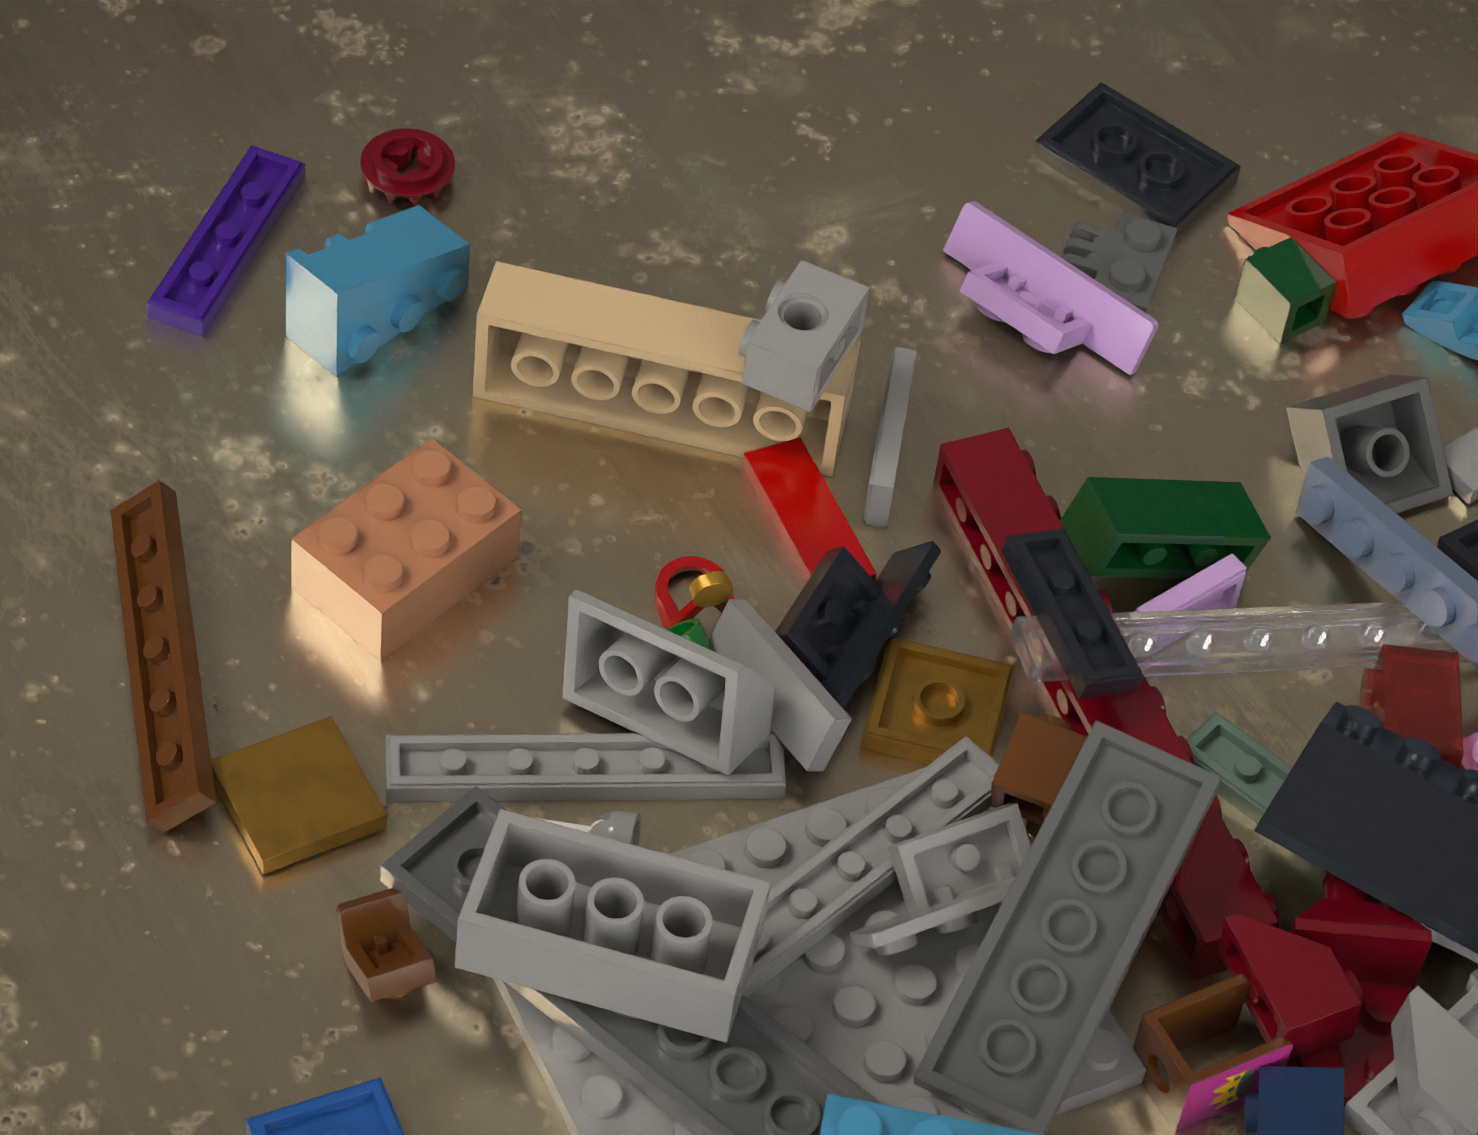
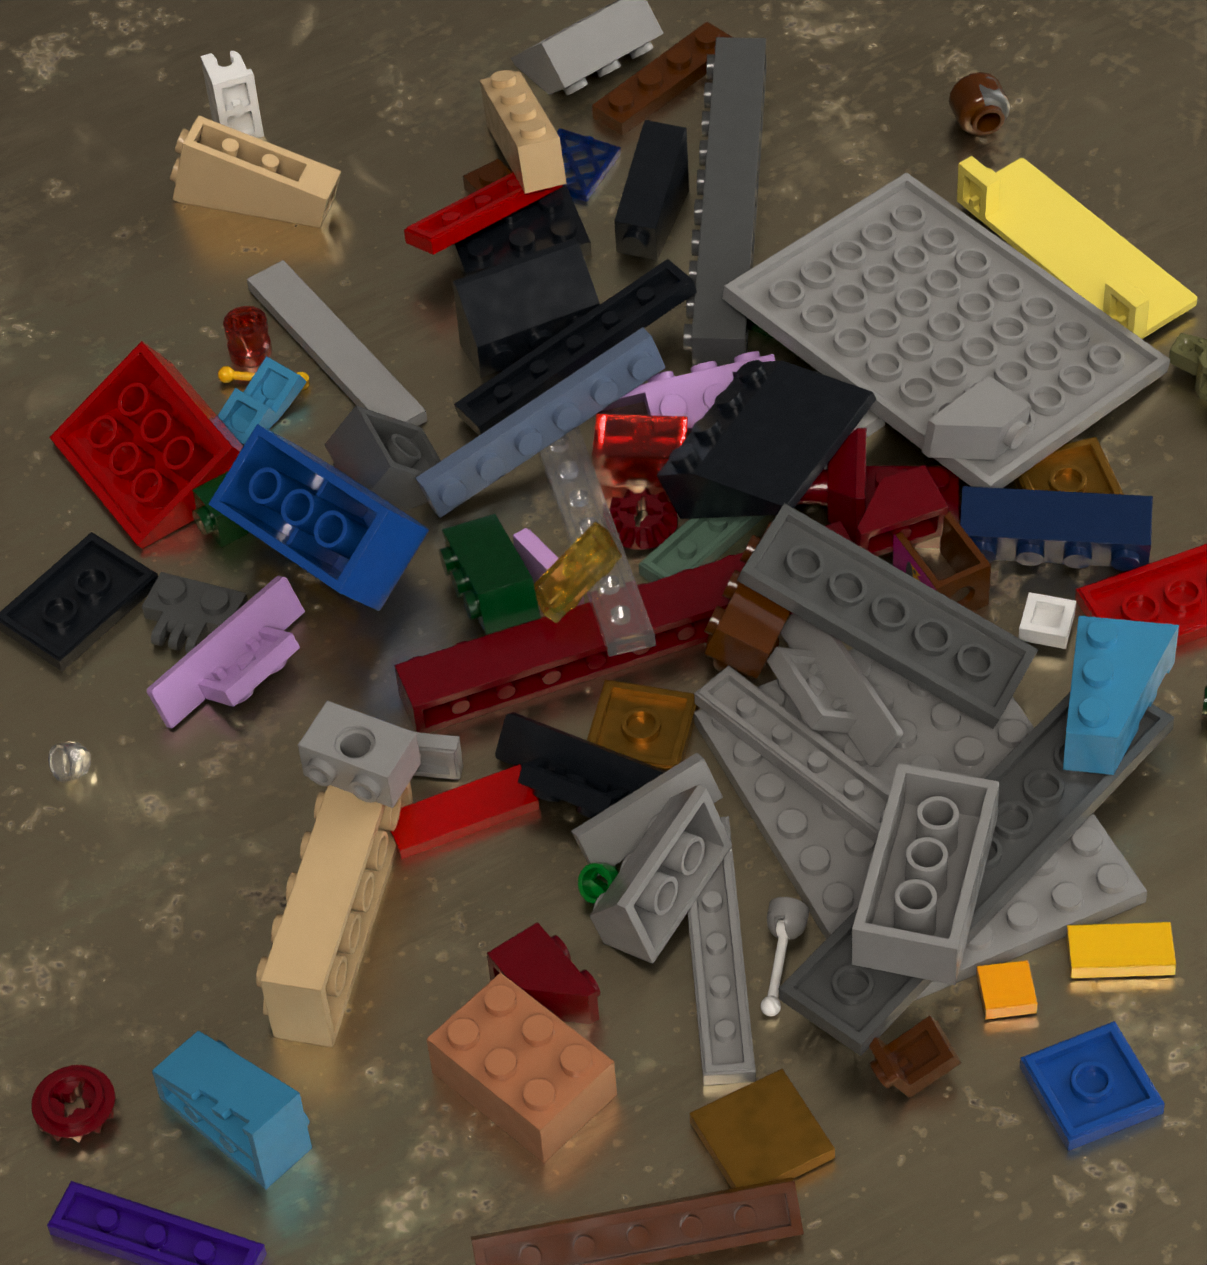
camera: 80 degrees left, 0 degrees up
(495, 1078) = (1006, 989): none -> light orange tile
(537, 573) = (545, 972): none -> dark red slope
(706, 591) = (567, 857): red piece -> none
(886, 154) = (69, 761): none -> clear hinge
(1072, 613) = (602, 610): black tile -> none
(1143, 590) = (576, 572): none -> clear yellow plate
(1222, 338) = (319, 518): none -> blue brick
(1274, 720) = (655, 527): none -> dark red gear

